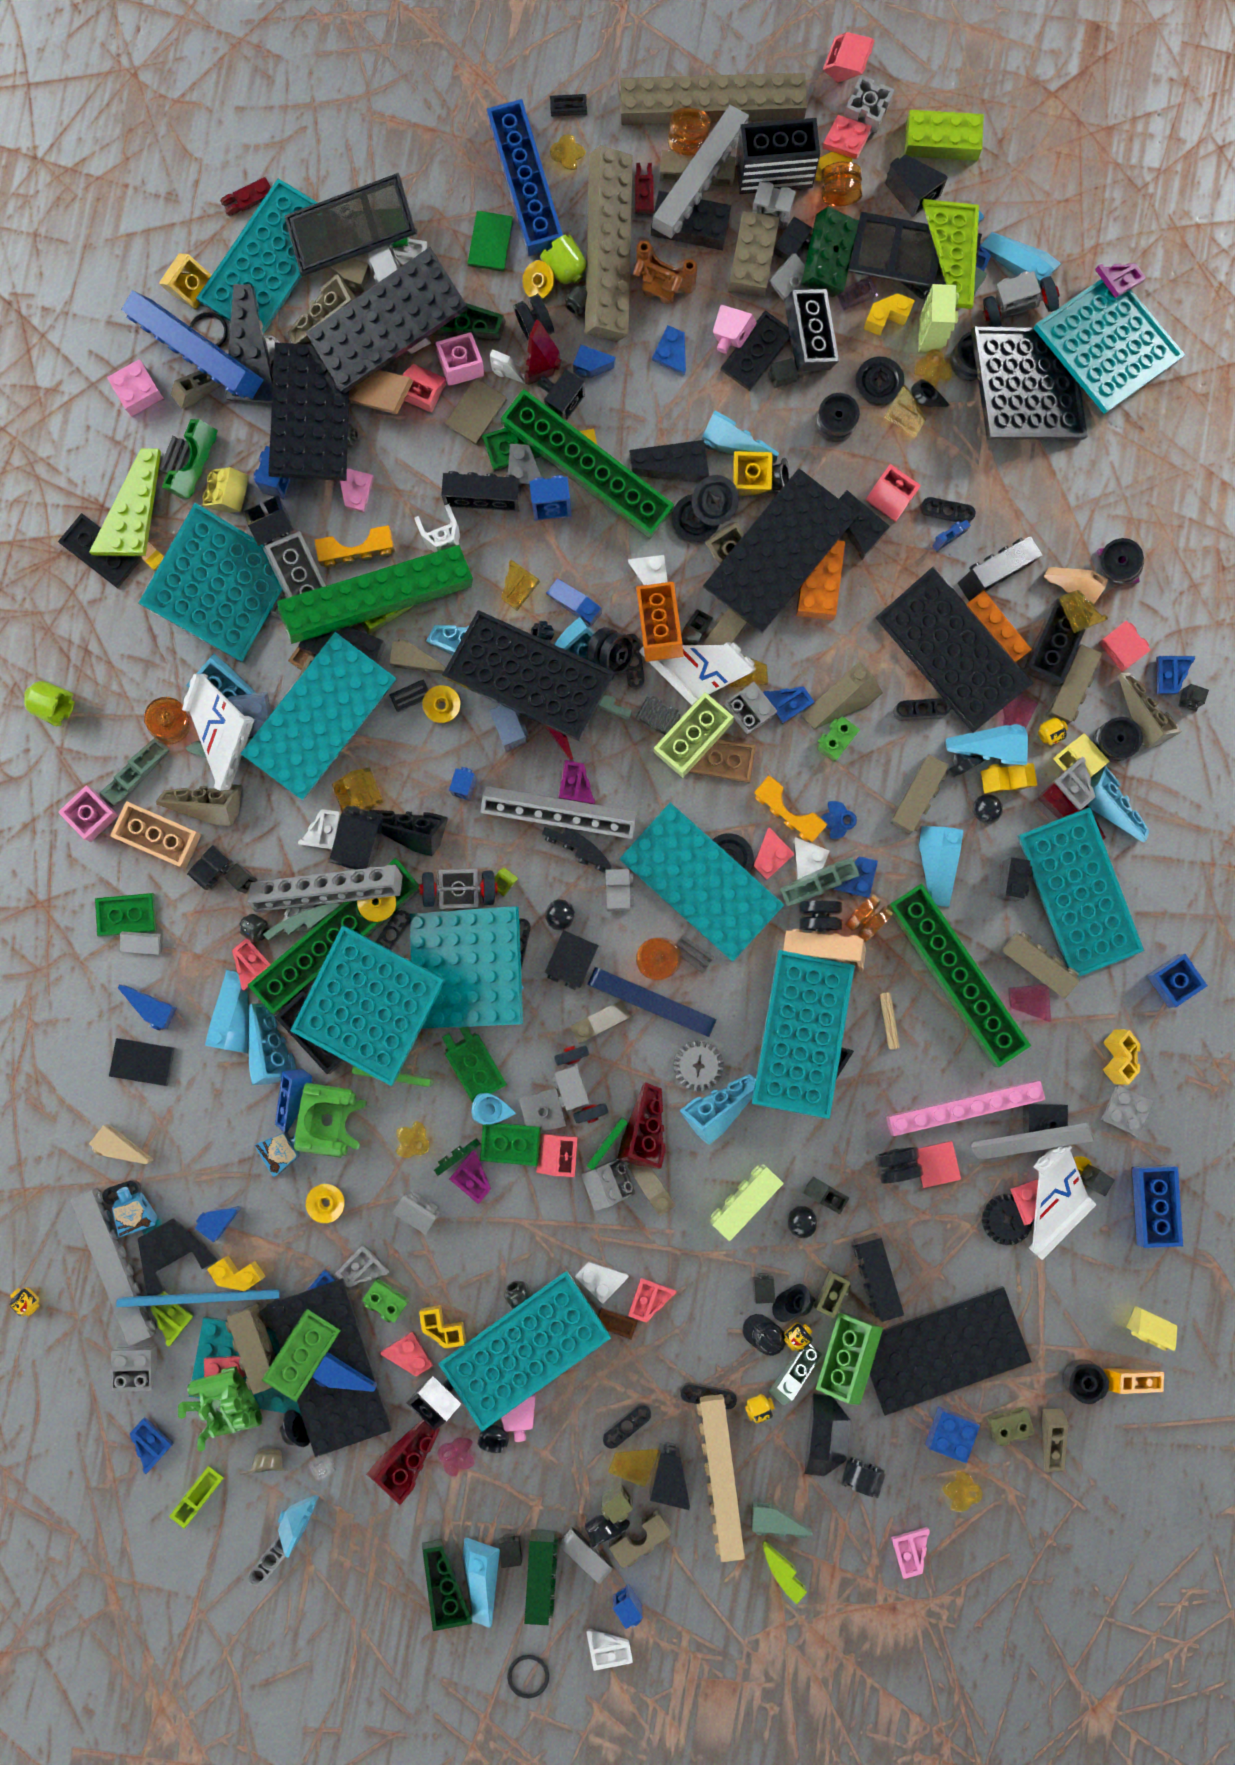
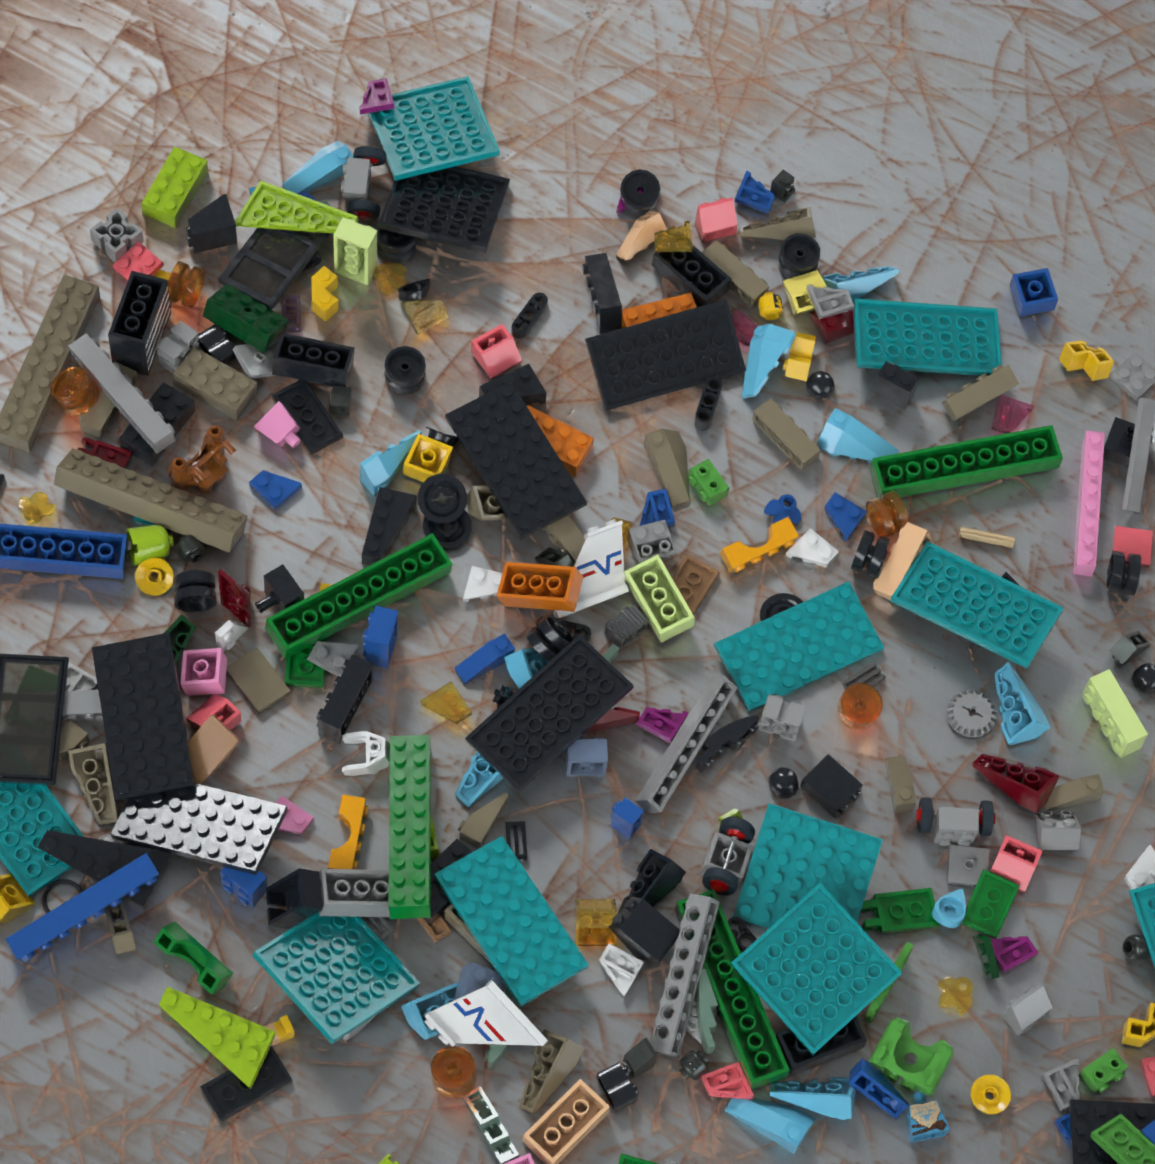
camera: 75 degrees left, 20 degrees down
(135, 387) = (94, 985): bright pink brick -> none
(180, 442) = (168, 964): dark grey tile -> none
(225, 490) = (238, 937): light yellow slope -> none
(379, 912) = (724, 939): yellow dish -> none
(437, 695) = (538, 804): yellow dish -> none
(490, 241) = (92, 607): green tile -> none
(592, 362) = (255, 560): blue slope -> none
(606, 1144) = (1019, 813): green tile -> none
(652, 1002) = (897, 730): dark blue beam -> none
(771, 855) = (795, 578): coral wing -> none
(819, 881) = (837, 544): sand green slope -> none
(848, 56) = (64, 234): coral slope -> none
(890, 373) = (380, 314): black gear -> none
(954, 532) = (557, 324): blue wing -> none
(963, 763) = (774, 386): black piece -> none

